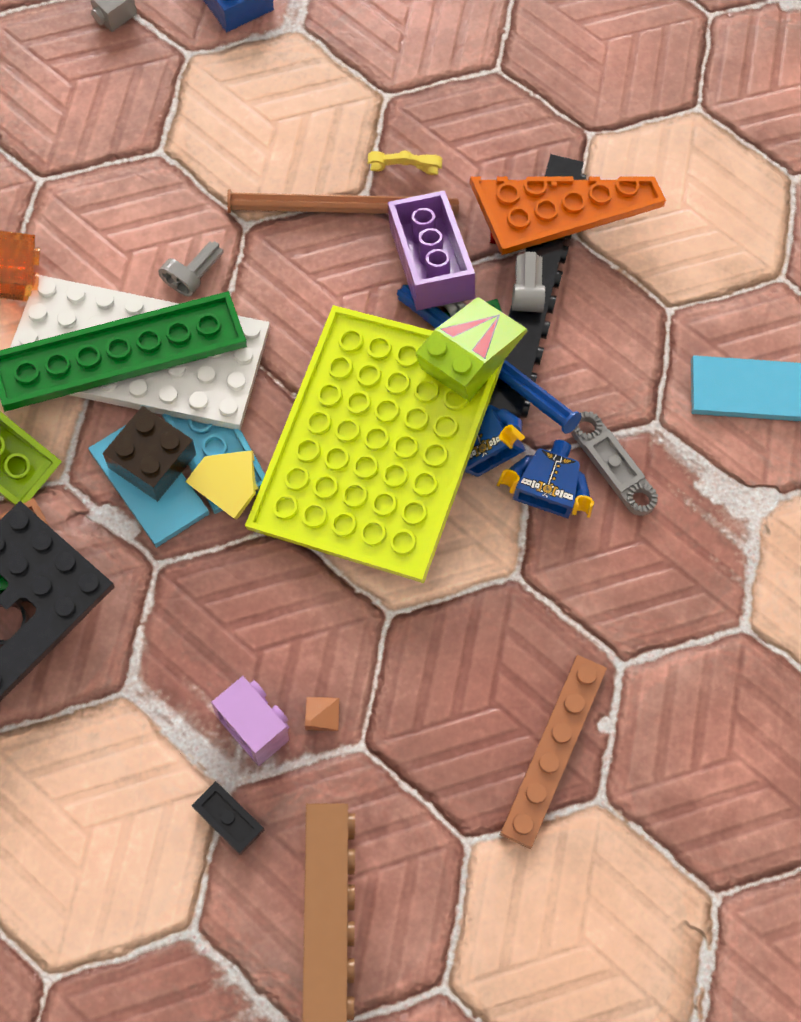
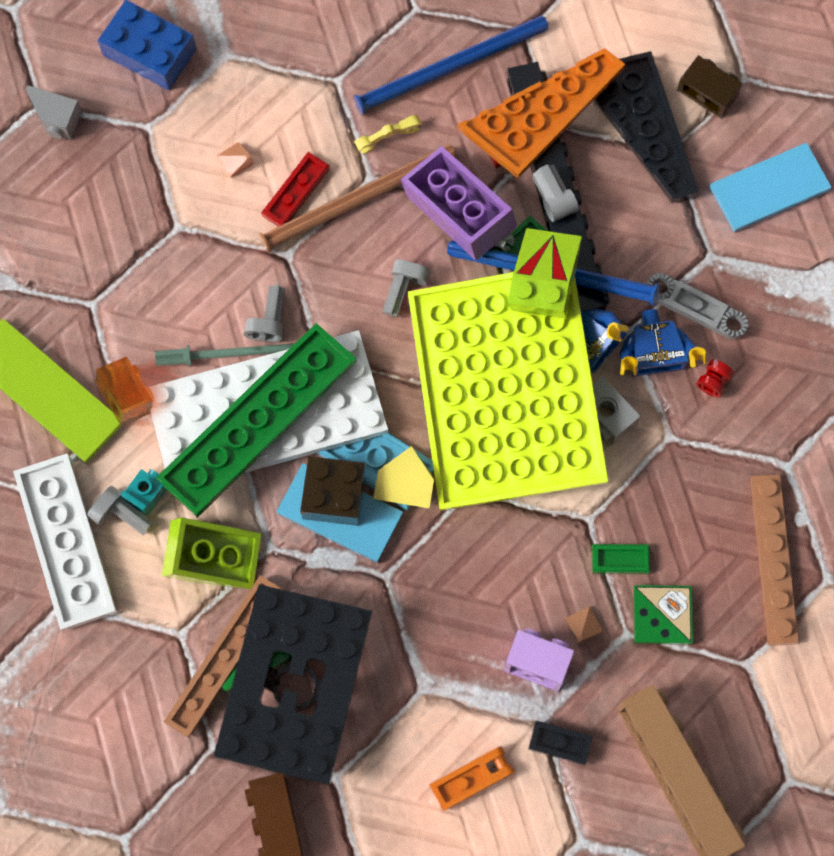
camera: 20 degrees left, 5 degrees up
(94, 266) = (184, 355): none -> sand green piece
(117, 805) = (471, 779): none -> orange plate
(248, 118) = (235, 159): none -> slope
(289, 170) = (295, 190): none -> red tile
(342, 291) = (403, 274): none -> light grey piece
(397, 668) = (620, 559): none -> green tile
(407, 745) = (662, 615): none -> tile
(476, 532) = (623, 416): none -> light grey brick
(502, 129) = (450, 64): none -> blue axle
(592, 540) = (715, 377): none -> red wheel
(659, 264) = (643, 118): none -> black wing
(742, 265) = (709, 86): none -> dark brown brick

